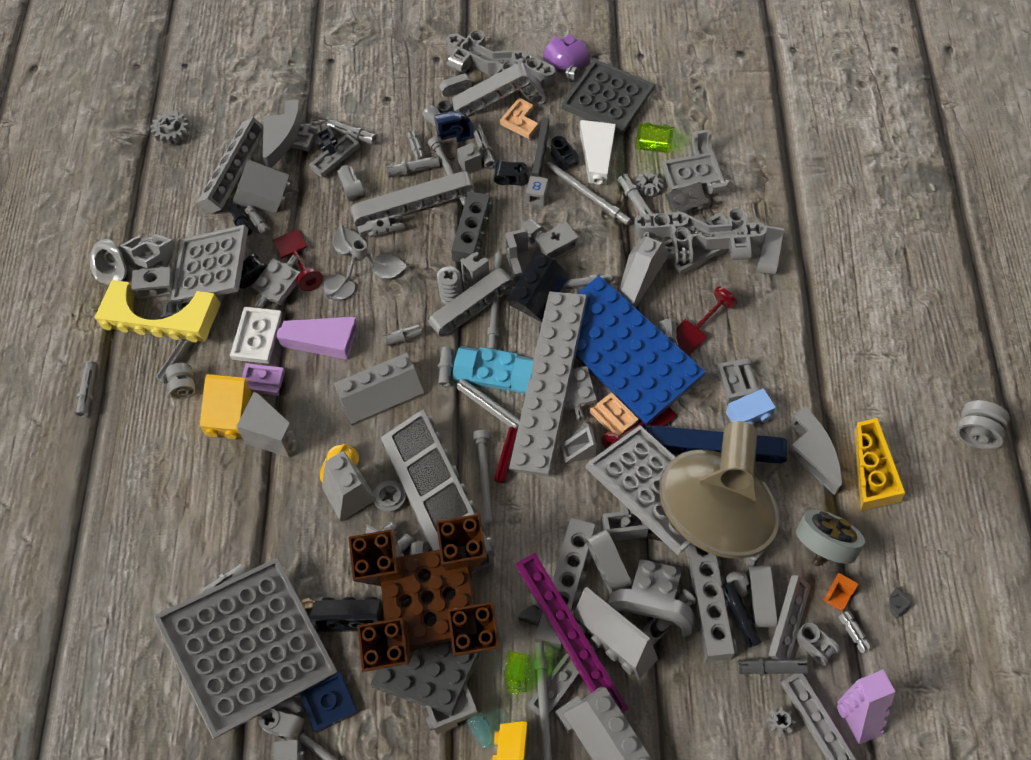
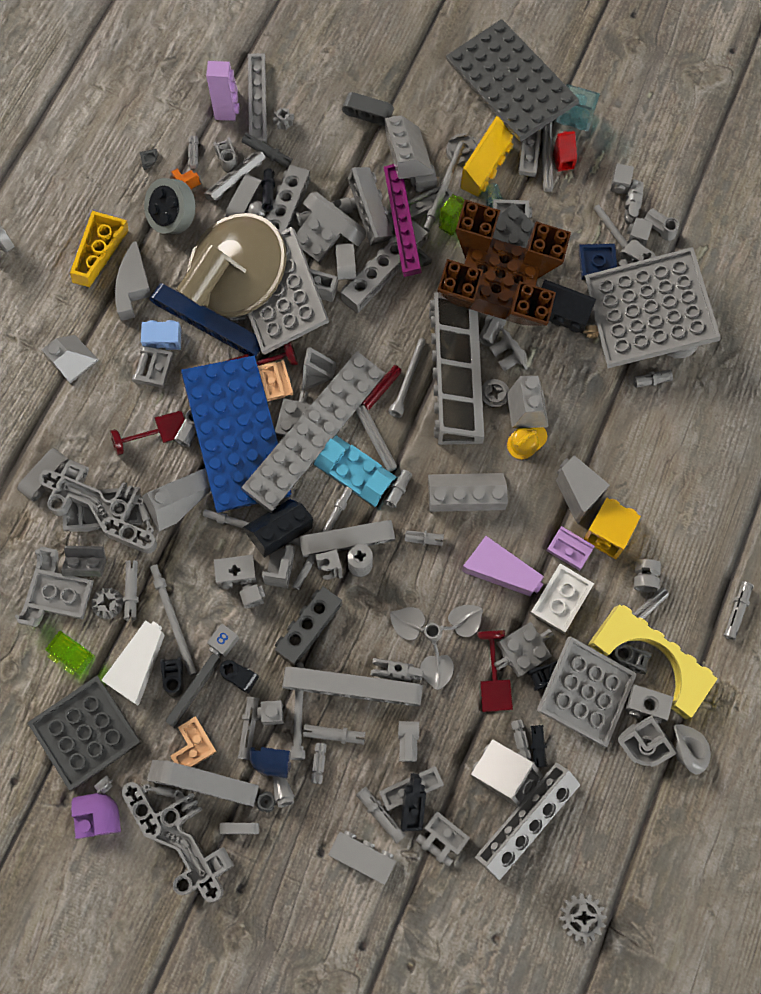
camera: 160 degrees left, 10 degrees up
(280, 132) = (462, 837): light grey slope -> none
(353, 101) = (362, 857): none -> light grey brick
(822, 355) = (69, 357): none -> light grey slope

